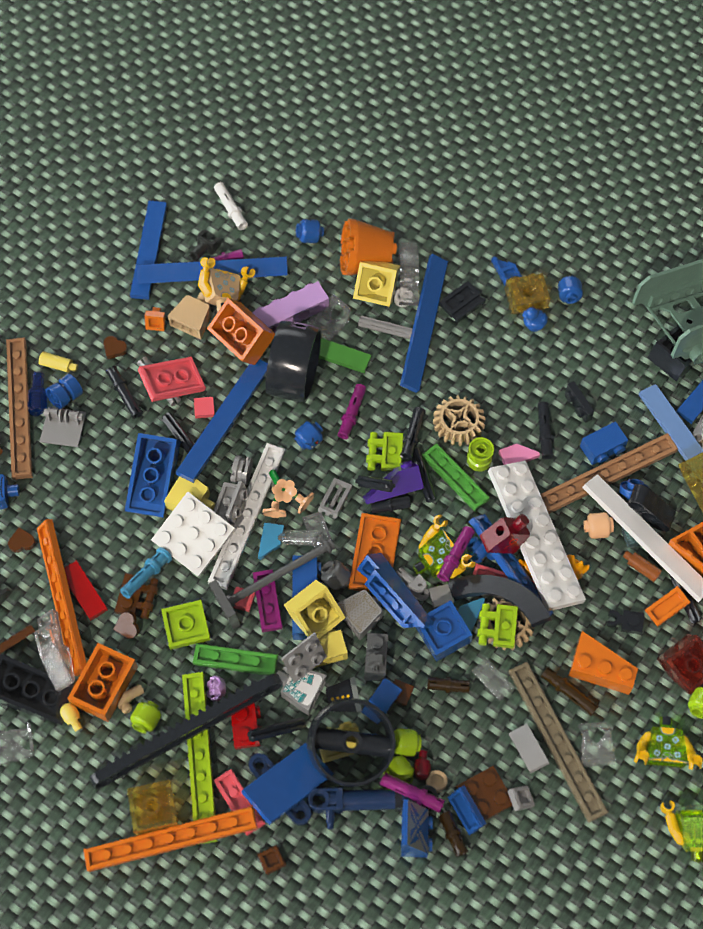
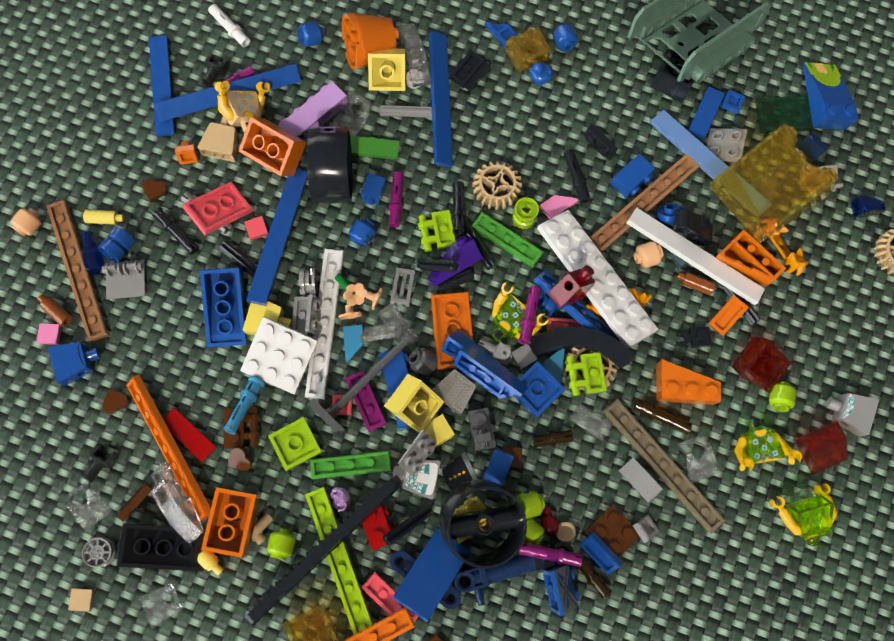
camera: 20 degrees left, 10 degrees up
(331, 396) = (373, 189): none -> blue brick

